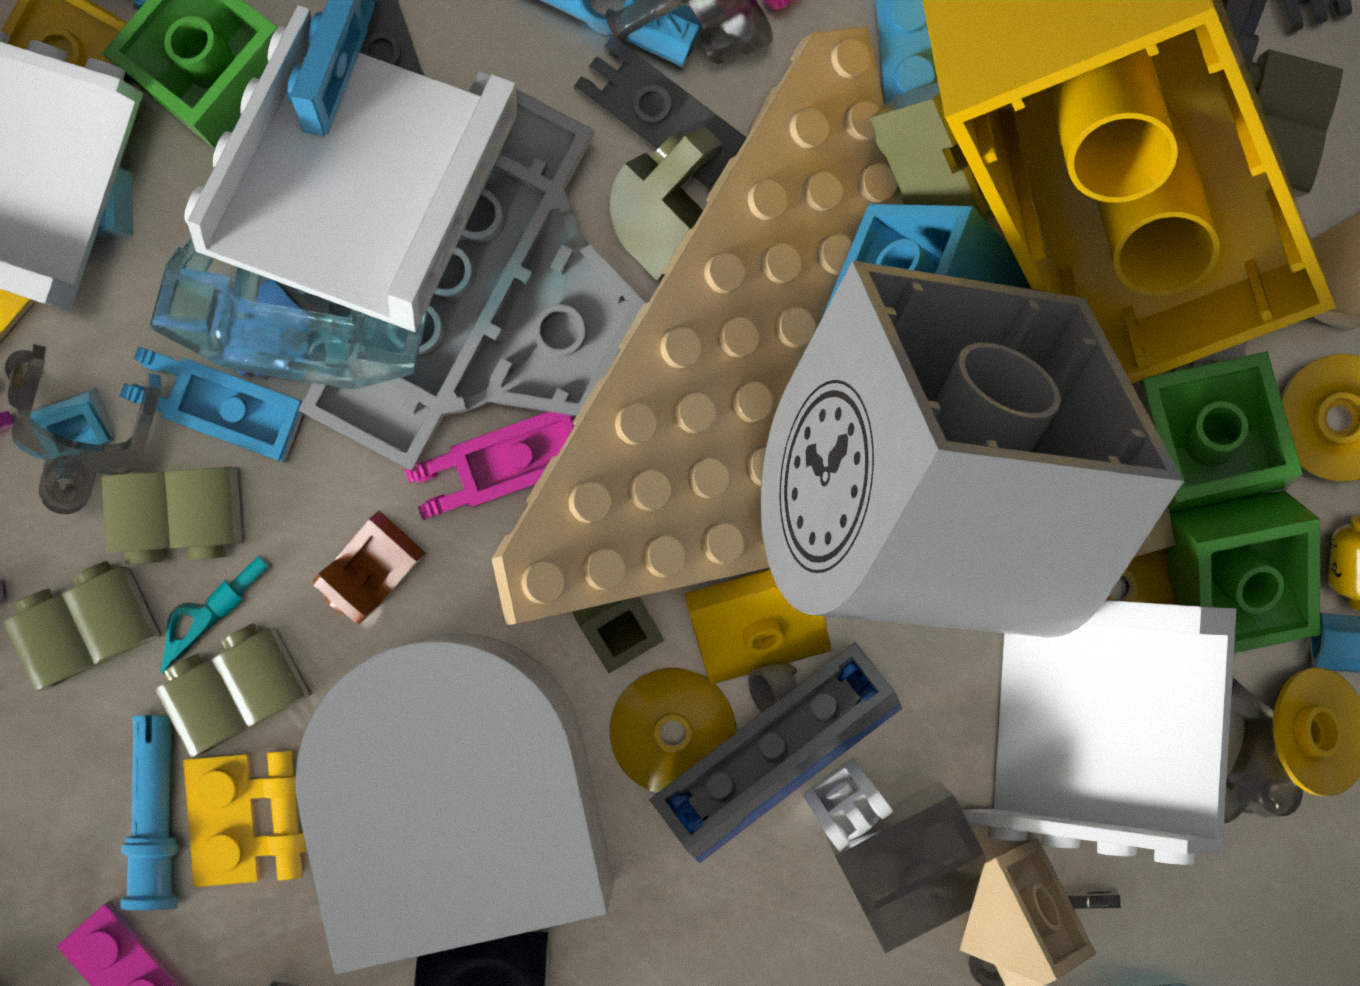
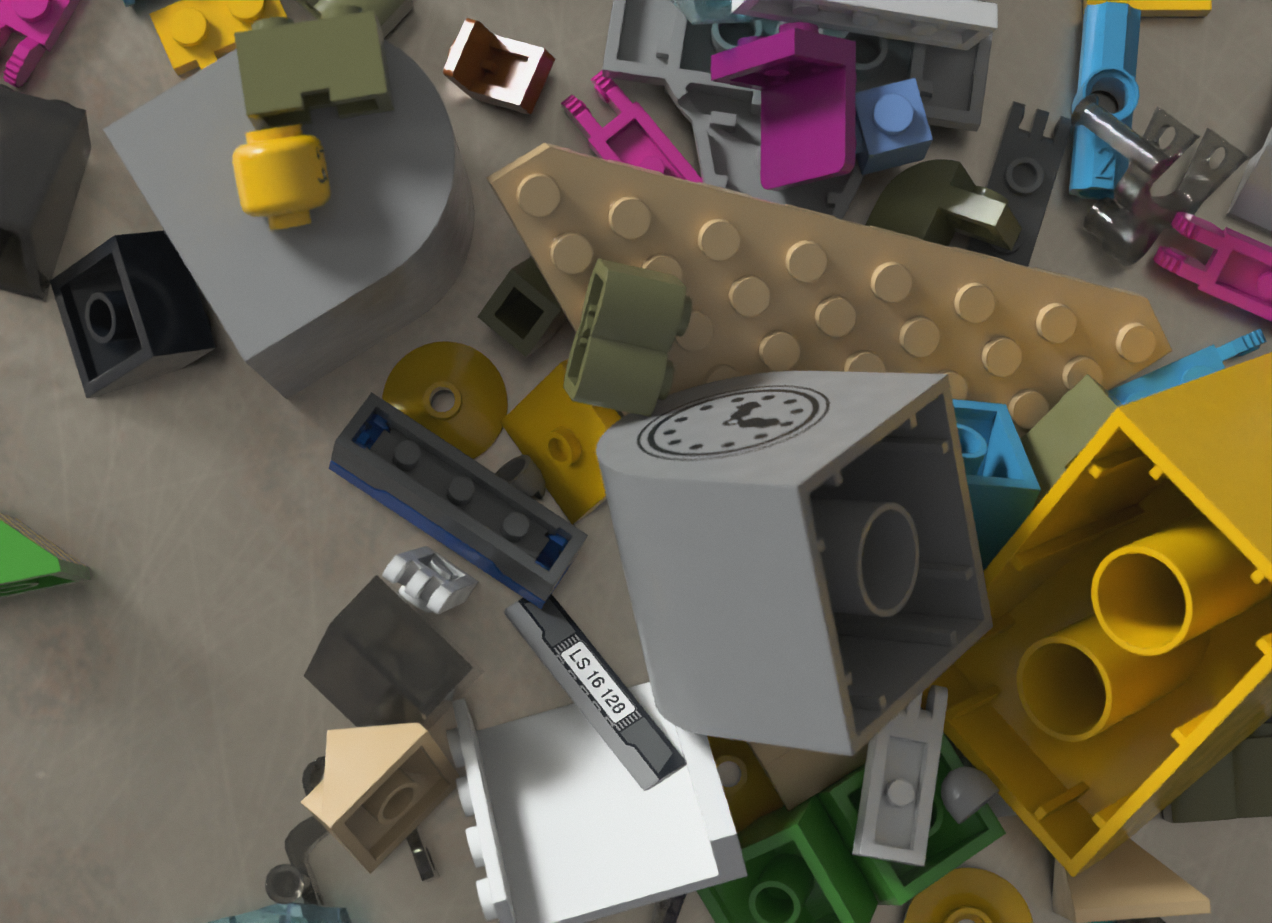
camera: 65 degrees right, 5 degrees down
(349, 755) = (313, 66): none -> olive brick
(446, 821) = (281, 175): none -> yellow head
(522, 293) = (805, 101): none -> magenta bracket
(570, 222) = (890, 126): none -> medium blue brick
(702, 545) = (626, 338): none -> olive brick
(1001, 684) = (596, 690): none -> sticker
(1202, 436) = (901, 783): none -> white hinge
(1221, 375) = (966, 792): none -> light grey hinge

